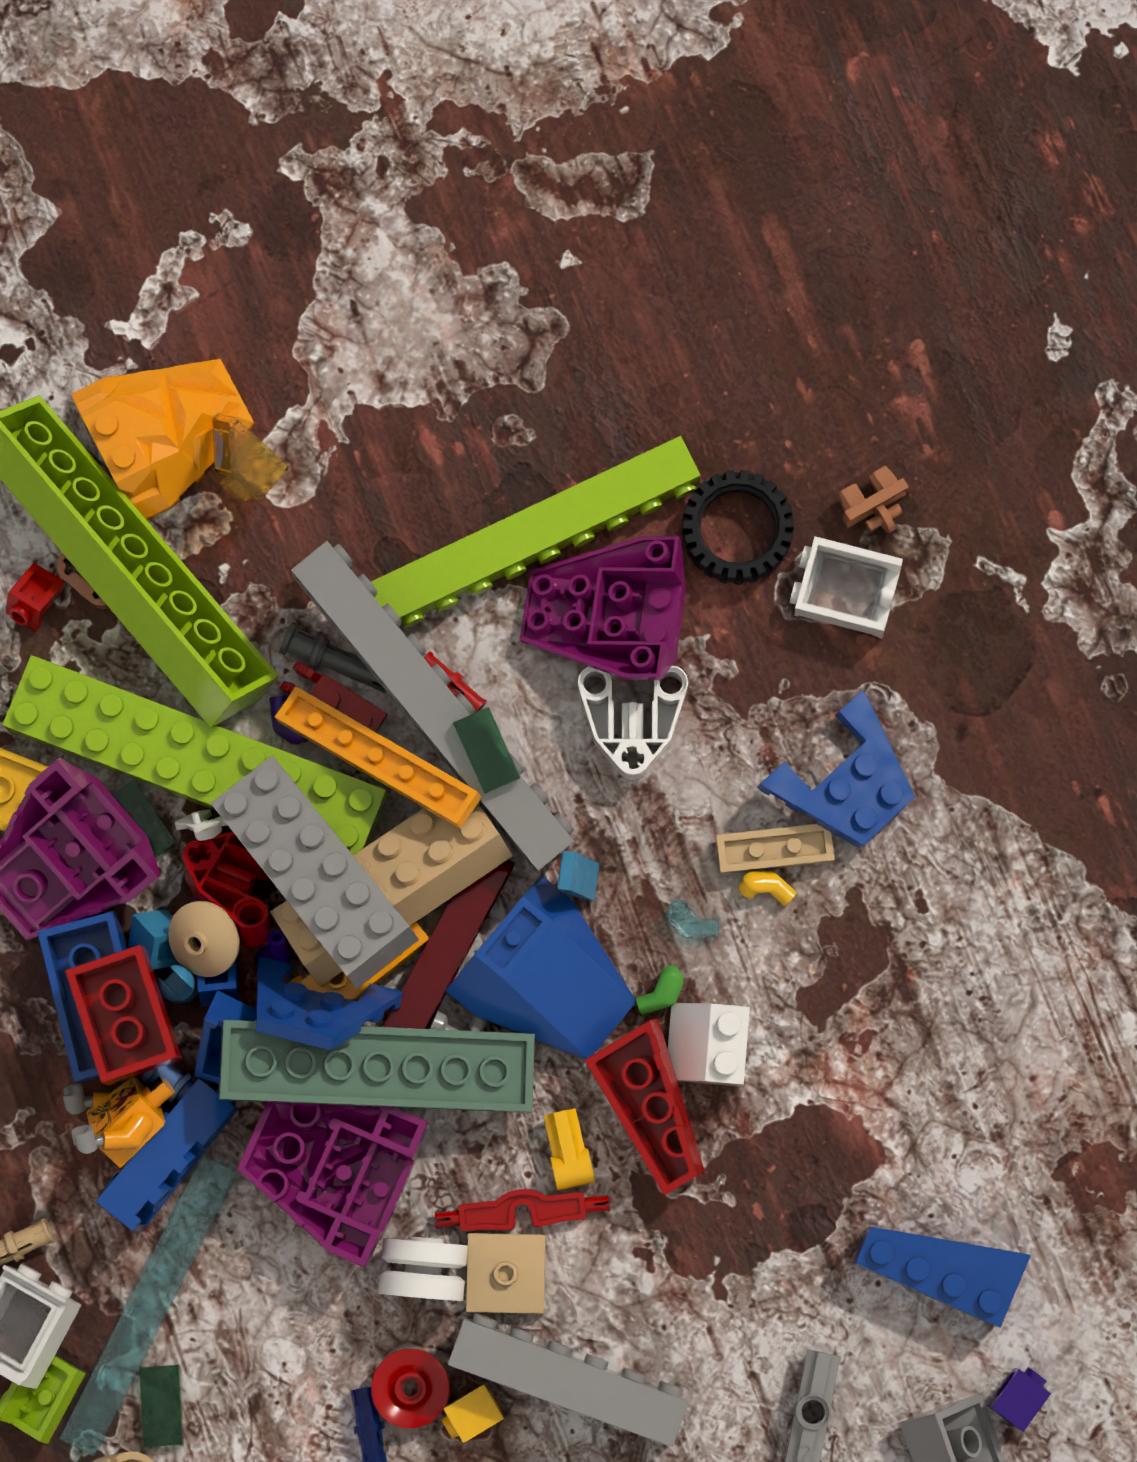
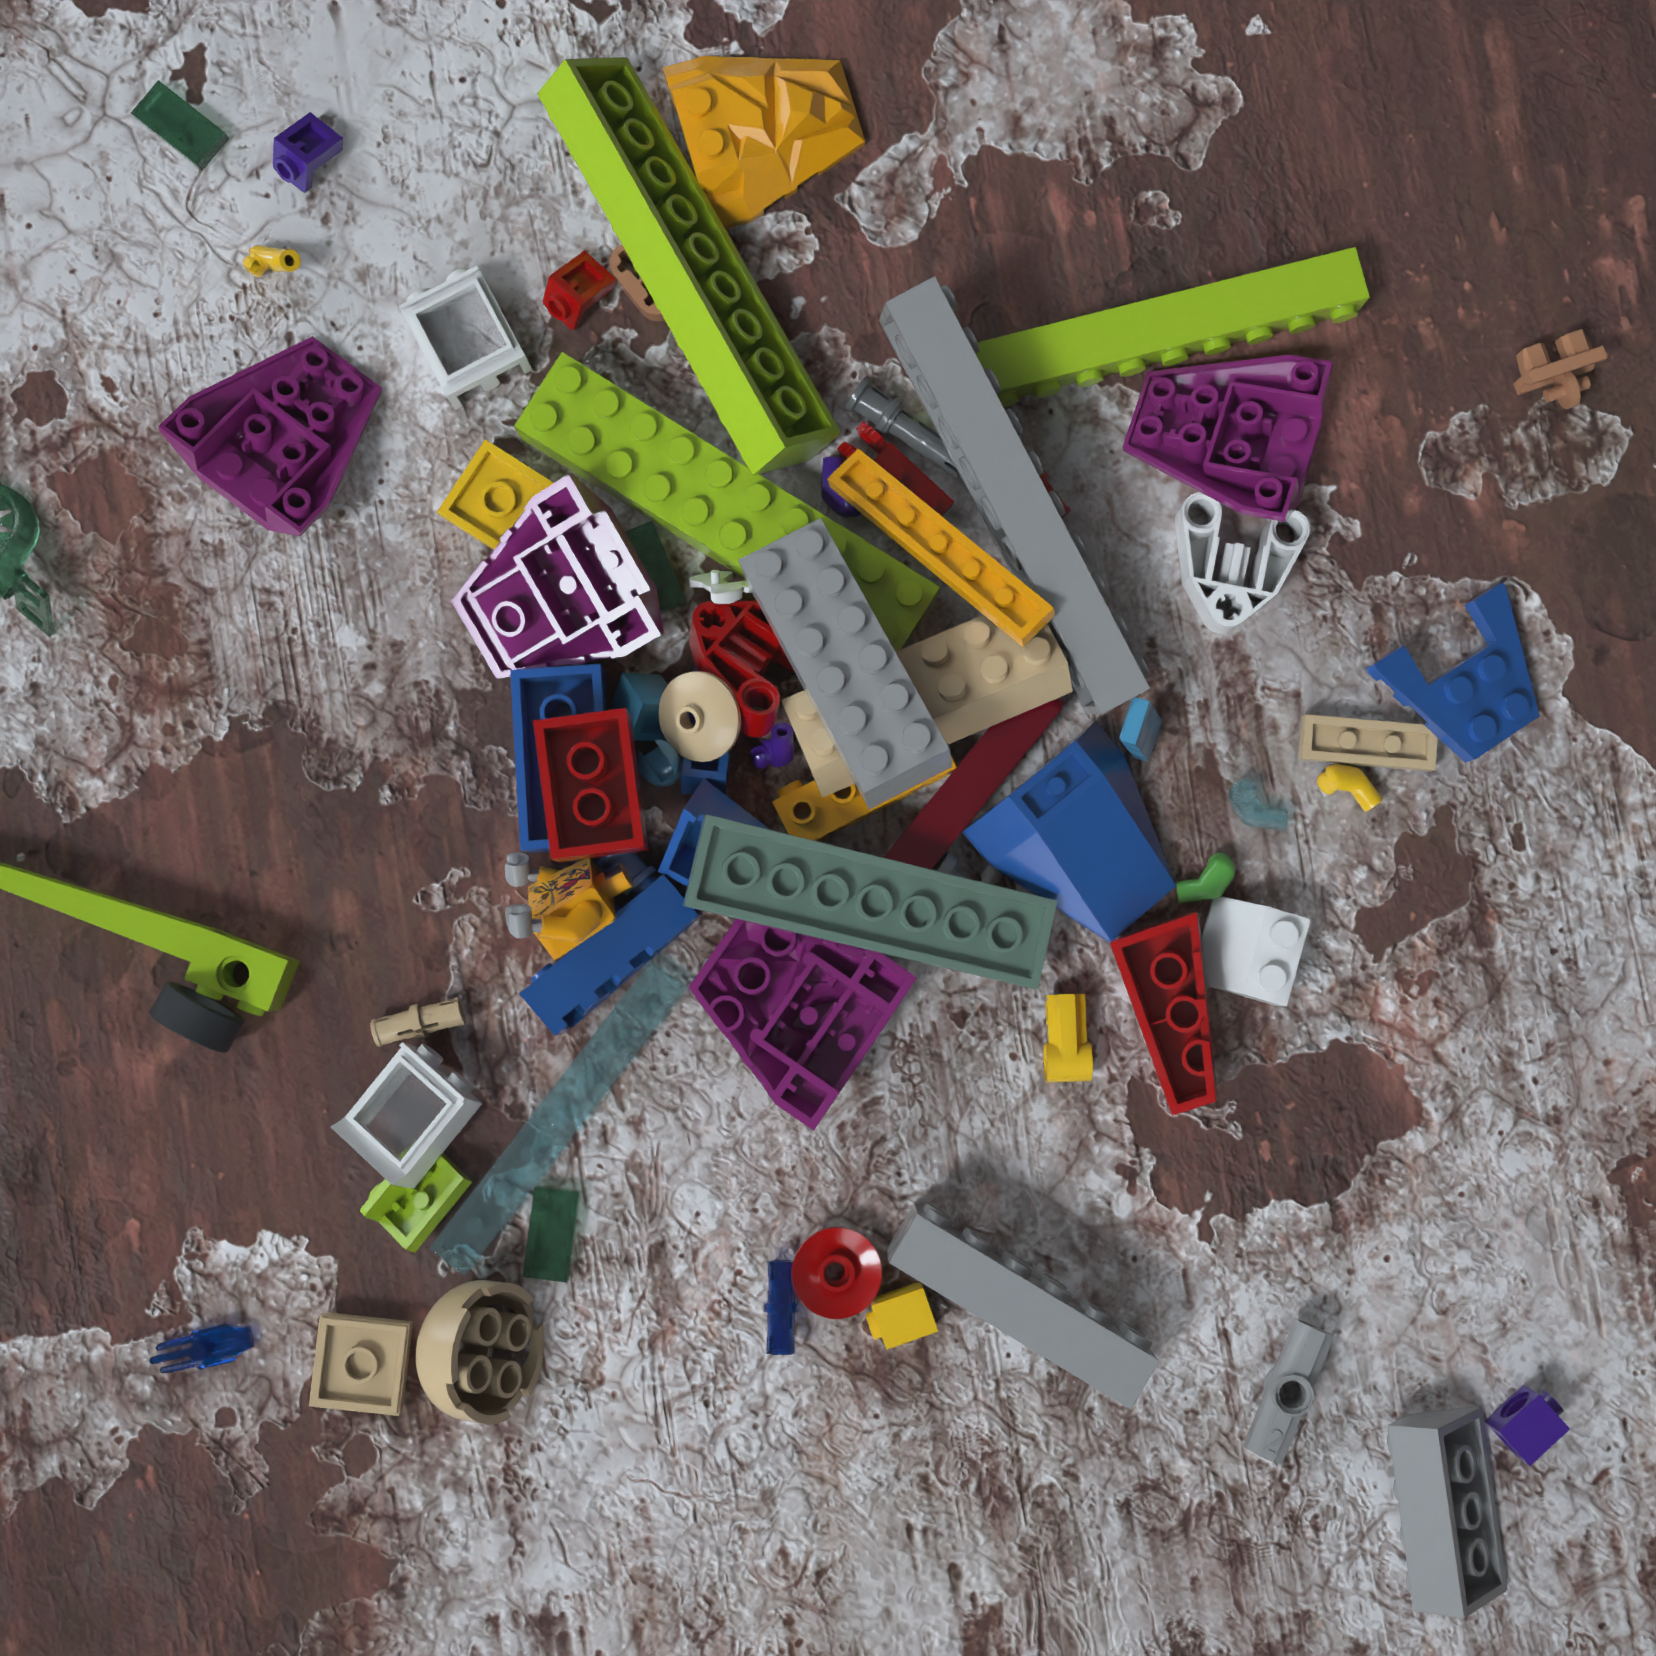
camera: 10 degrees right, 5 degrees up
(243, 460) = (848, 173): clear yellow slope -> none
(314, 1016) = (807, 830): blue wing -> none
(423, 1268) = (880, 1137): white wheel -> none
(486, 750) = (1071, 561): clear green tile -> none
(501, 1213) = (1024, 1100): red piece -> none
(506, 1273) = (968, 1163): tan plate -> none
(742, 483) = (1429, 329): black tyre -> none
(846, 586) = (1509, 459): window -> none
(951, 1272) = (1488, 1272): blue wedge -> none

